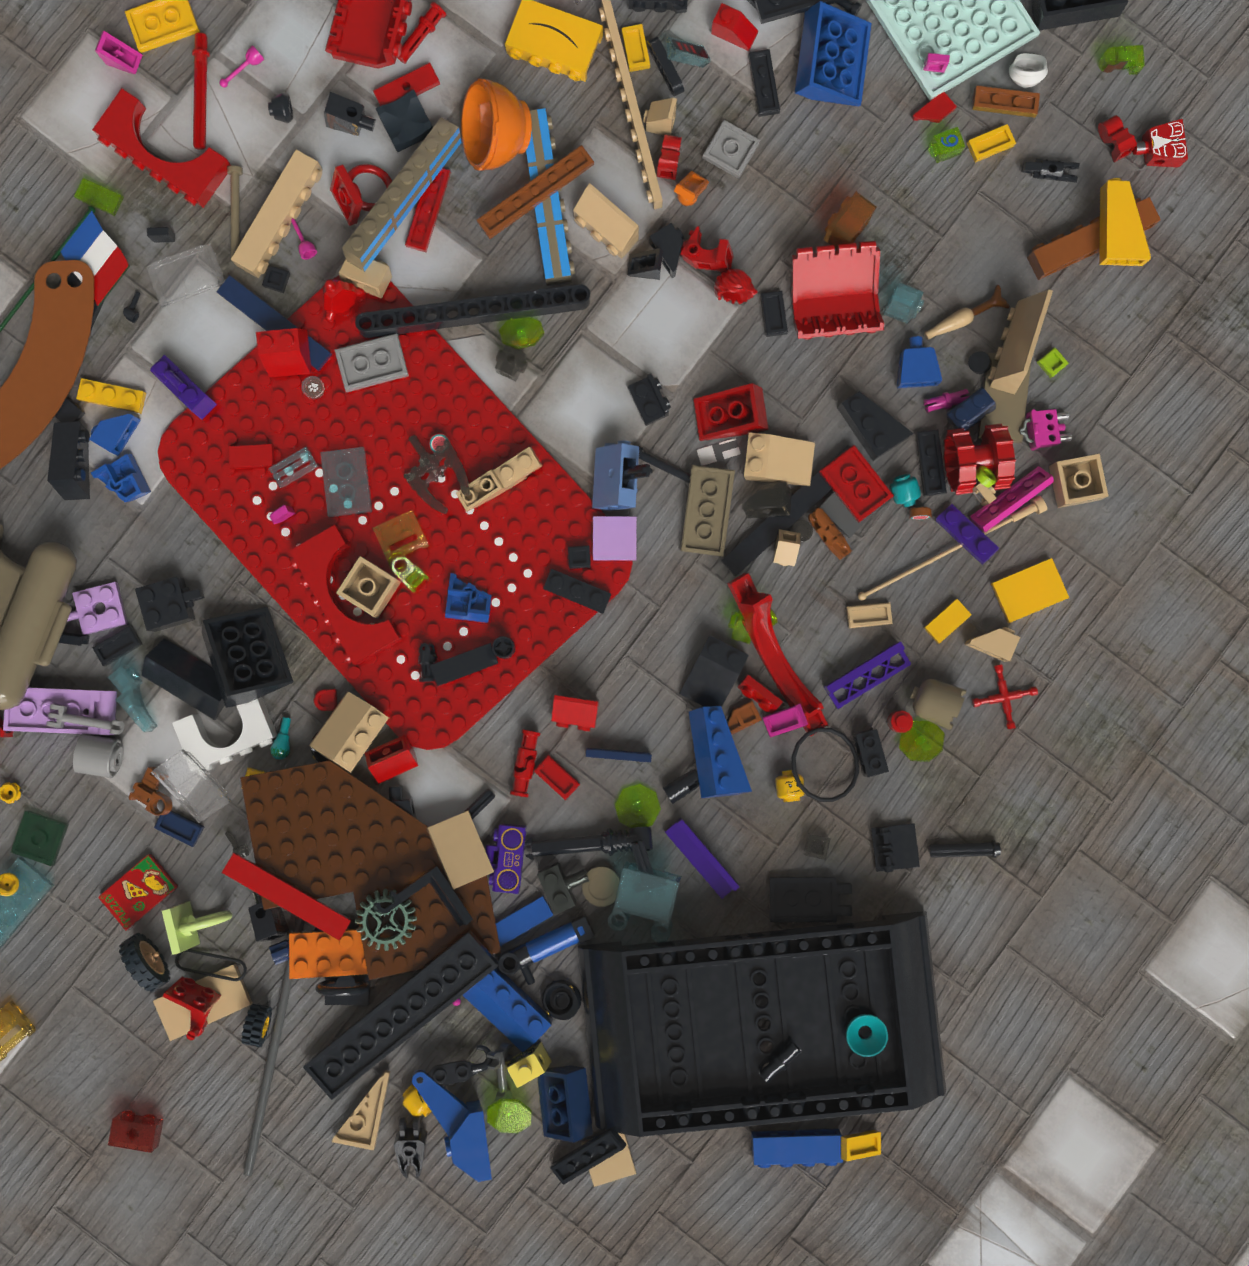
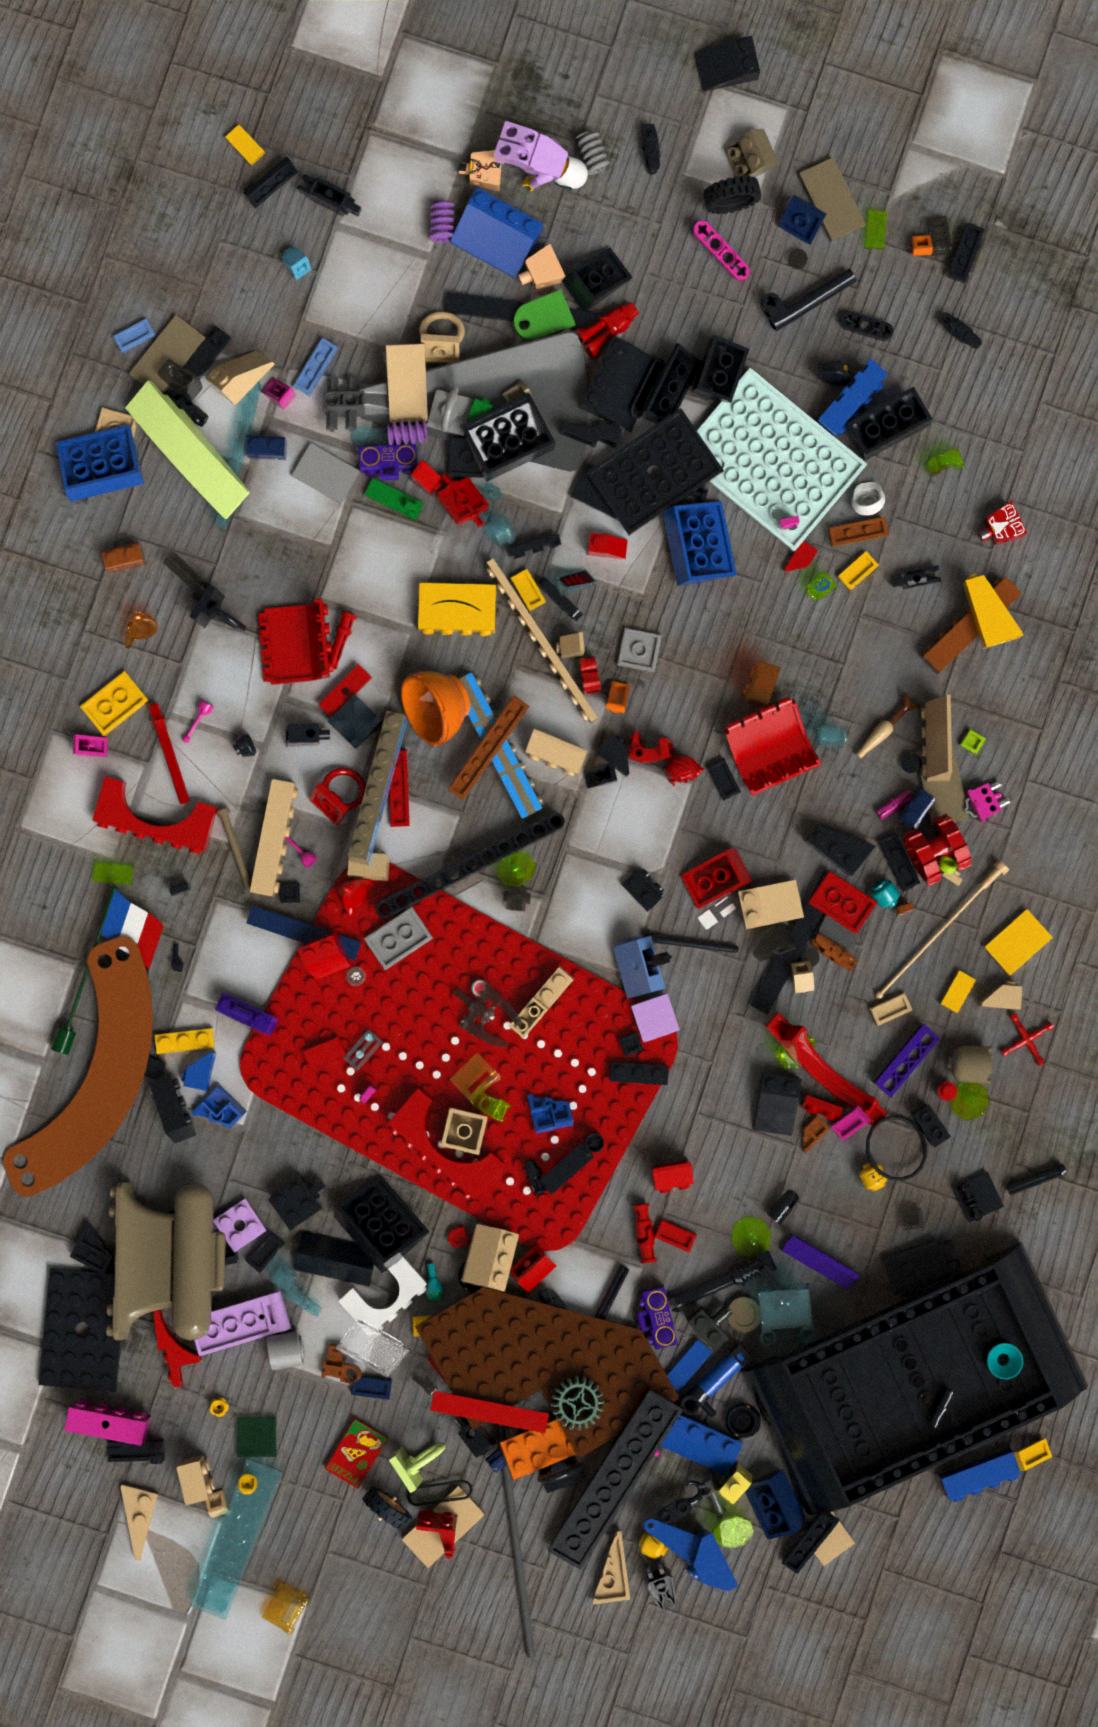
camera: 25 degrees left, 0 degrees up
(114, 726) = (245, 1328): light grey hinge -> none
(125, 1136) = (416, 1657): clear red brick -> none
(185, 274) = (211, 915): clear piece -> none
(256, 1025) = (497, 1529): black wheel -> none
(346, 482) = (412, 1047): clear light blue tile -> none
(442, 889) = (613, 1360): black hinge -> none
(460, 850) = (617, 1324): tan tile -> none
(618, 755) = (721, 1199): dark blue tile -> none
(707, 510) = (725, 967): dark tan tile -> none
(716, 755) = (802, 1171): blue wedge -> none
(764, 83) = (647, 583): black tile -> none
(918, 366) = (860, 784): blue torso -> none
(967, 534) = (949, 913): dark purple plate -> none
(1012, 499) = (977, 871): dark pink plate -> none
(1078, 481) = (1027, 837): tan brick -> none
(1114, 132) = (959, 530): red leg -> none

